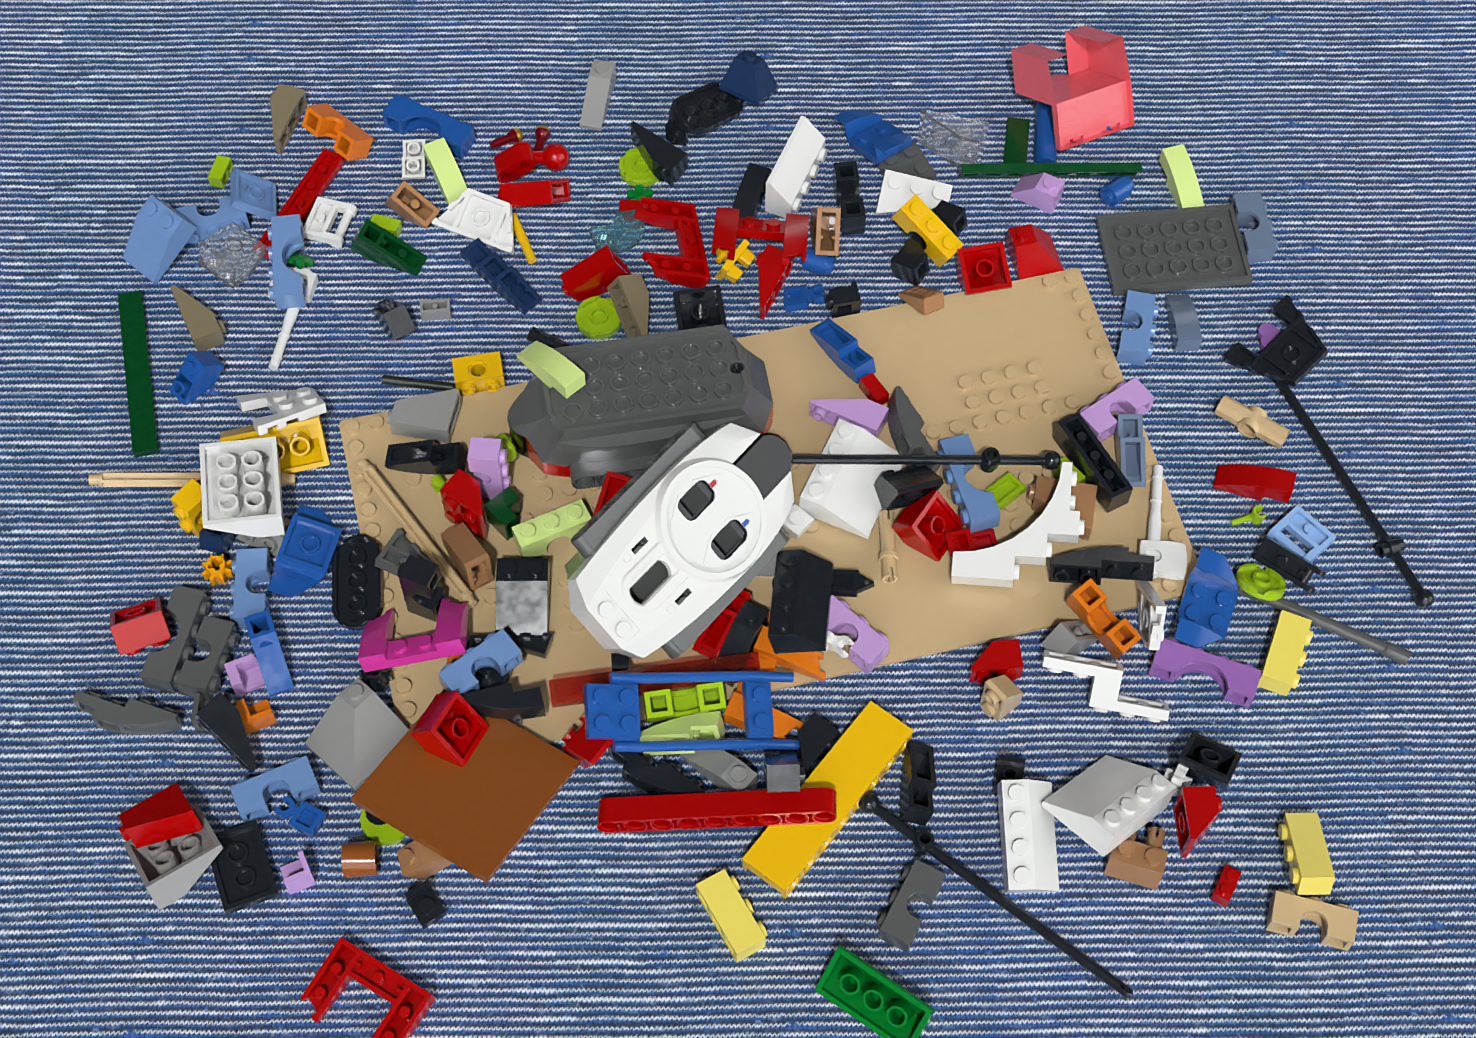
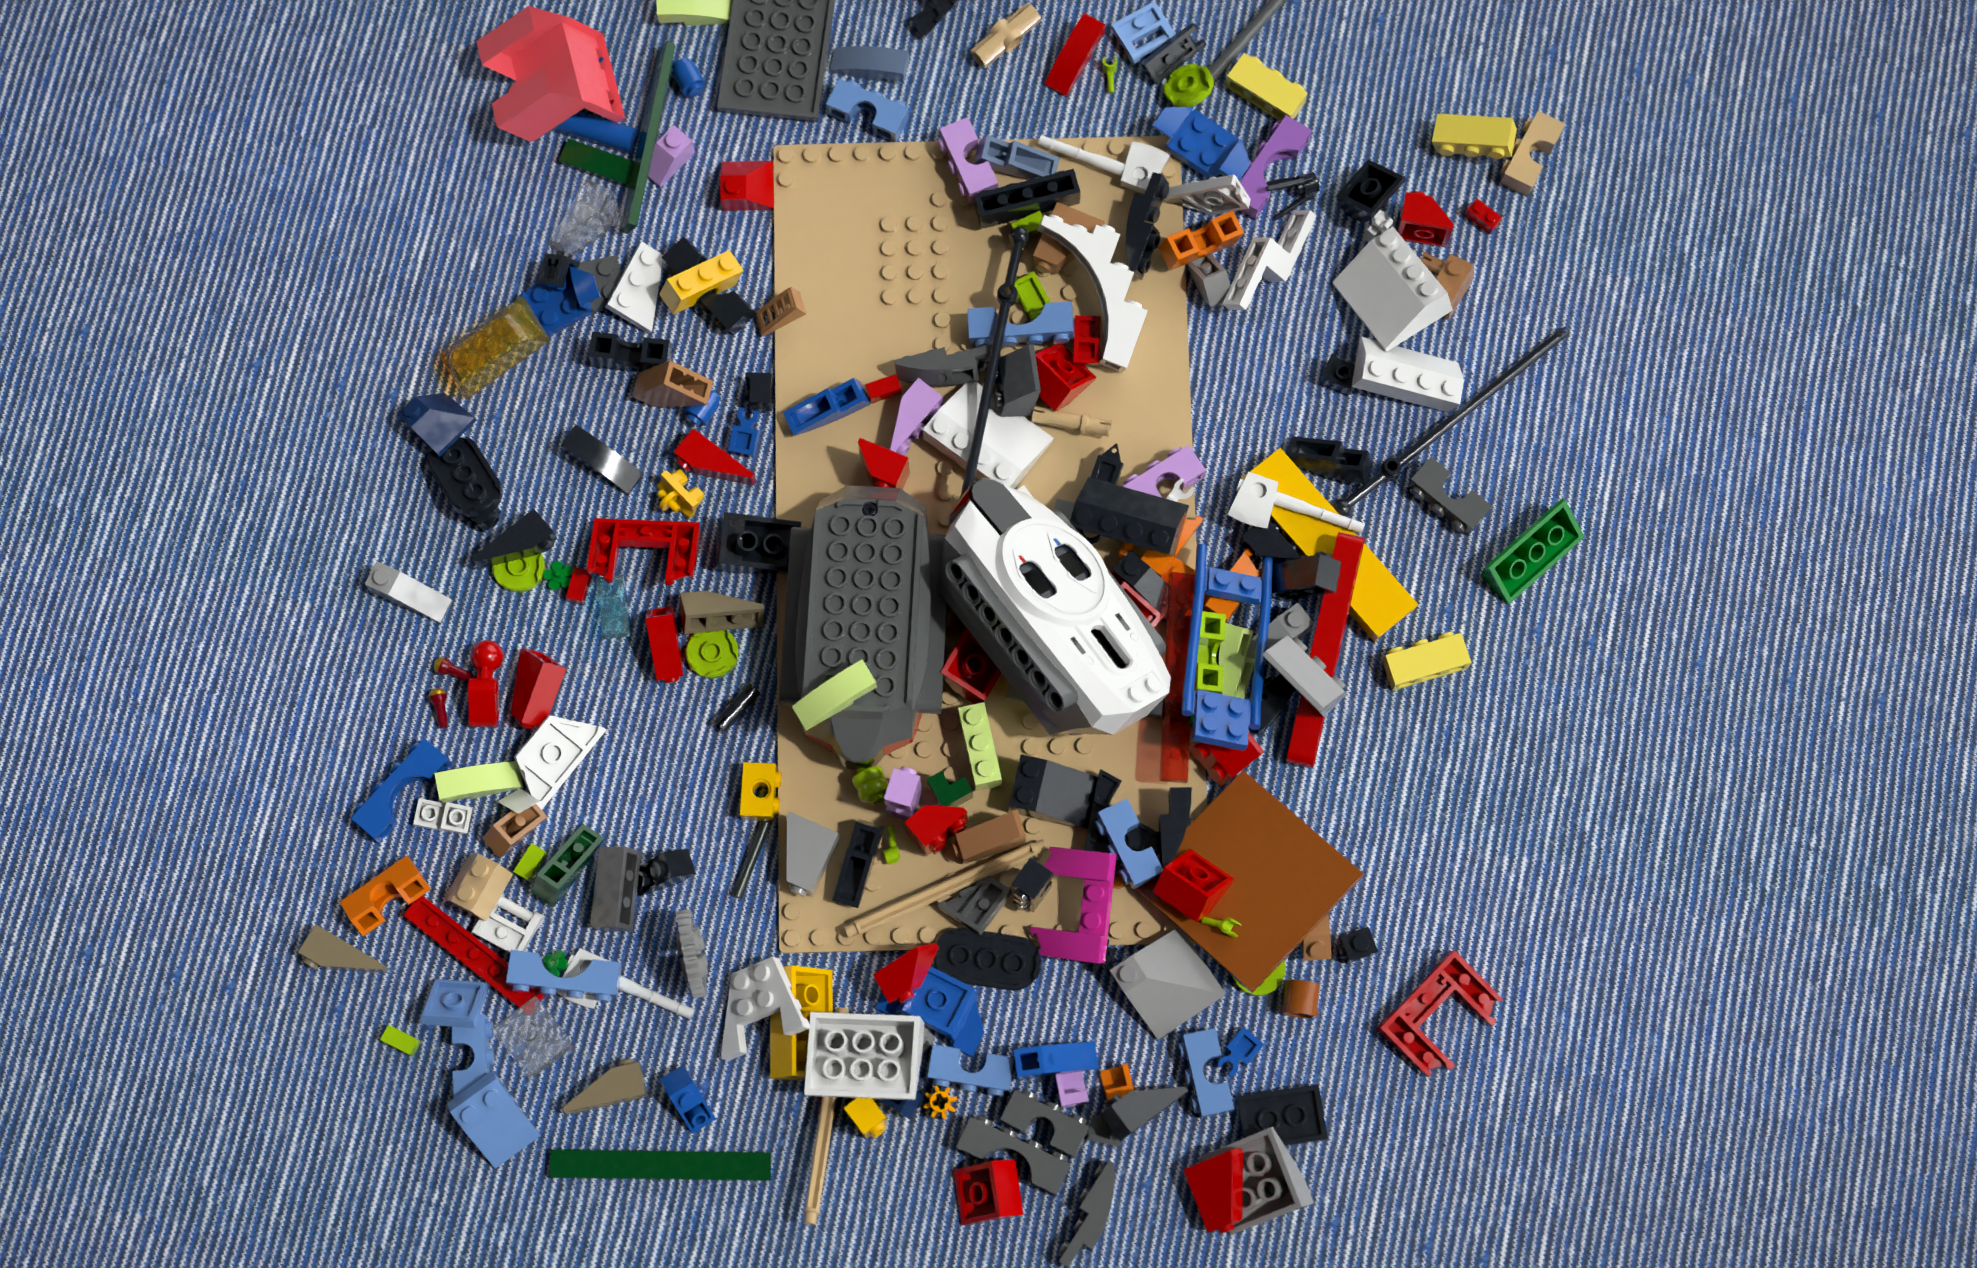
camera: 75 degrees left, 15 degrees up
(297, 874) = (1301, 1063): lavender panel -> none
(326, 508) = (906, 973): none -> red slope
(331, 332) = (693, 962): none -> light grey gear
(354, 189) = (478, 886): none -> tan slope
(370, 285) = (615, 889): none -> flat silver brick
(411, 763) = (1225, 925): none -> lime hand
(433, 202) = (519, 801): none -> white sticker
(435, 309) = (660, 825): light grey piece -> none
(500, 277) = (634, 746): dark blue slope -> none
(523, 240) = (590, 713): yellow piece -> none
(676, 783) = (1306, 674): none -> light grey slope
(730, 226) = (639, 482): red wedge -> none
(792, 397) = (883, 465): none -> red slope
(795, 169) = (577, 400): white slope -> none
(822, 100) = (494, 347): none -> clear yellow windscreen
(854, 717) = (1256, 500): none -> white piece
(902, 123) = (555, 269): none -> black bracket
(983, 268) = (762, 240): red slope -> none
(998, 659) = (1217, 351): red slope -> none
(1000, 697) = (1259, 359): tan slope -> none
(1197, 707) = (1303, 184): none -> black plant

